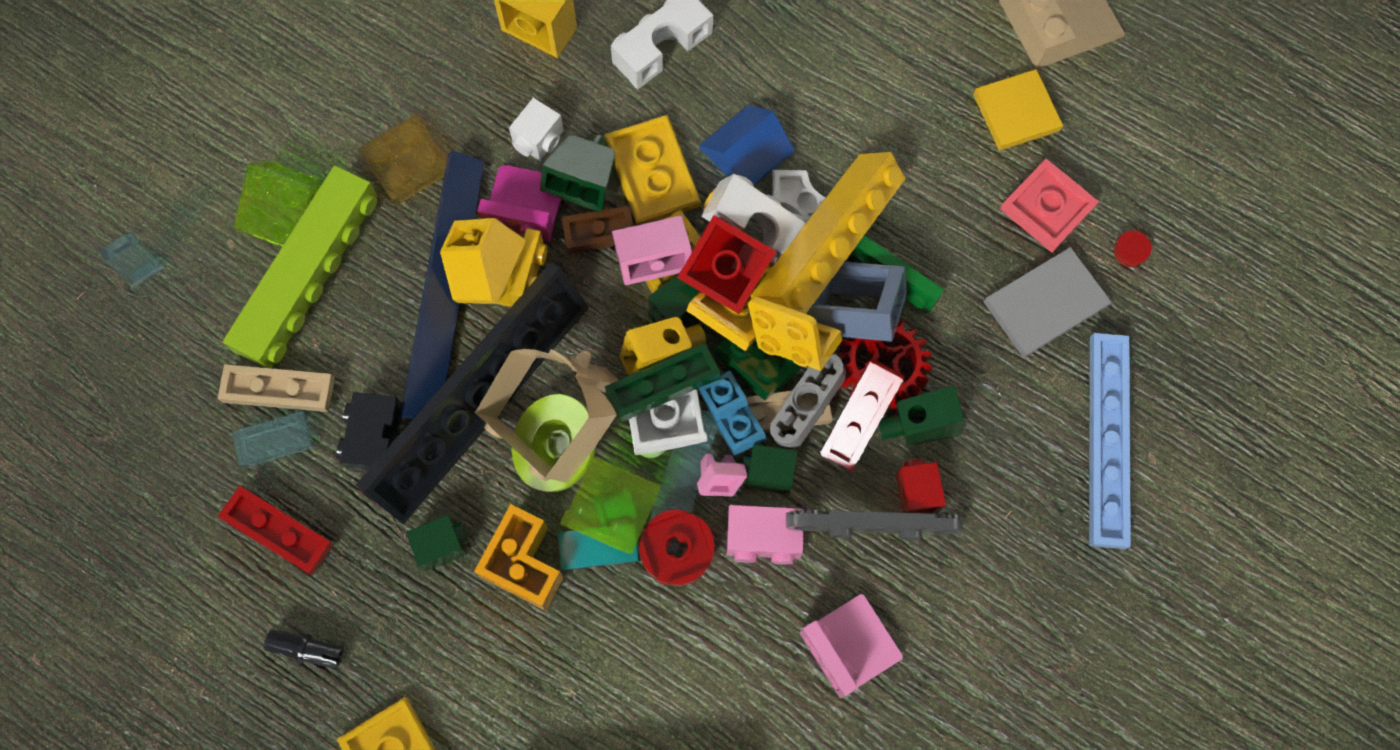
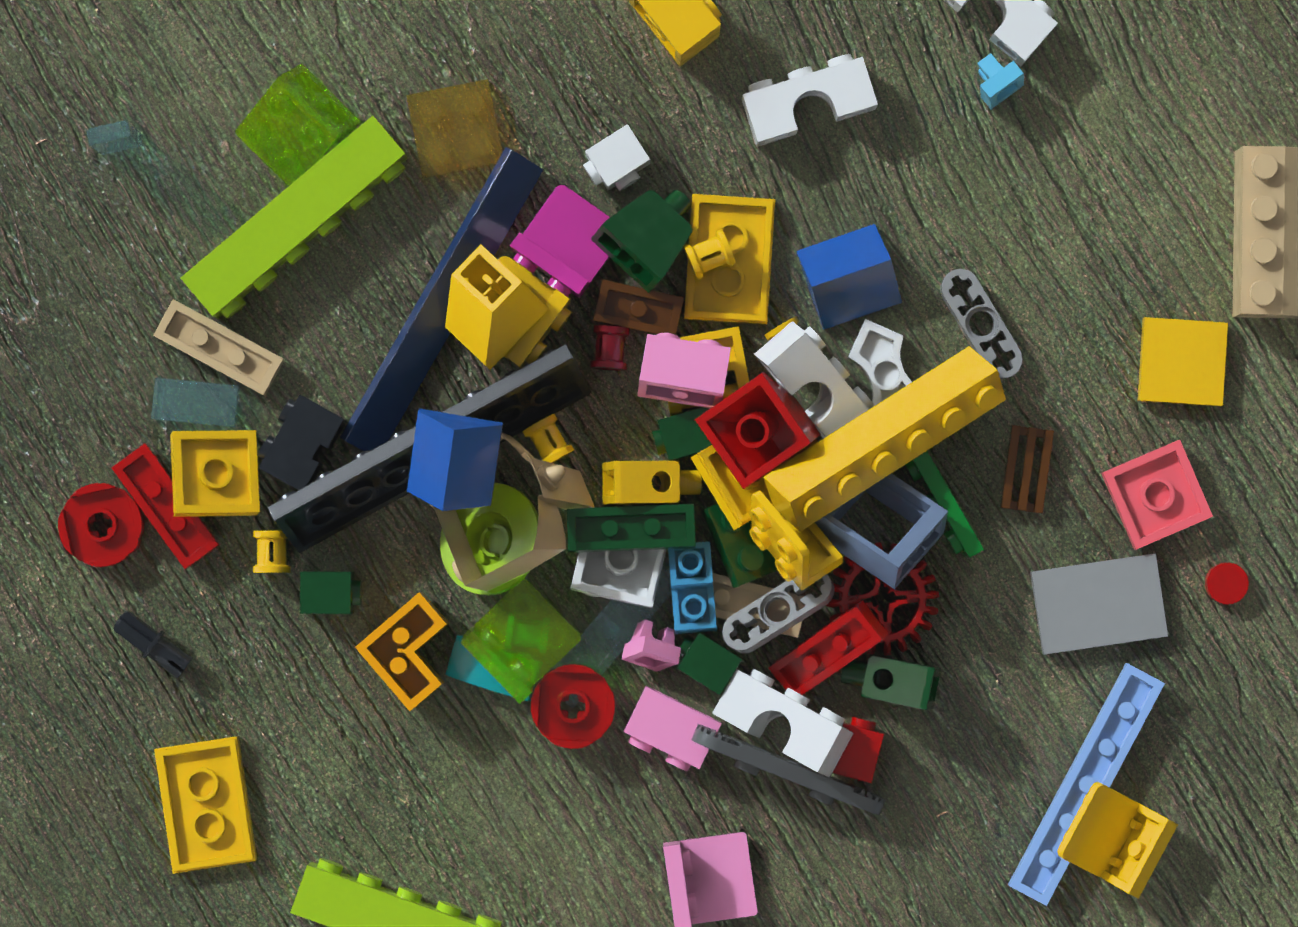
camera: 25 degrees right, 15 degrees up
(205, 563) = (81, 511): none -> red plate
(306, 485) = (215, 473): none -> yellow plate
(369, 520) = (279, 562): none -> yellow bush
(495, 379) = (454, 460): none -> blue slope
(567, 346) = (548, 439): none -> yellow bush
(588, 265) = (609, 348): none -> dark red bush
(635, 164) = (721, 254): none -> yellow bush
(822, 481) = (815, 737): none -> white arch
(844, 119) = (973, 291): none -> light grey beam
(955, 221) = (1031, 434): none -> reddish brown tile
(1159, 469) = (1116, 839): none -> yellow bracket

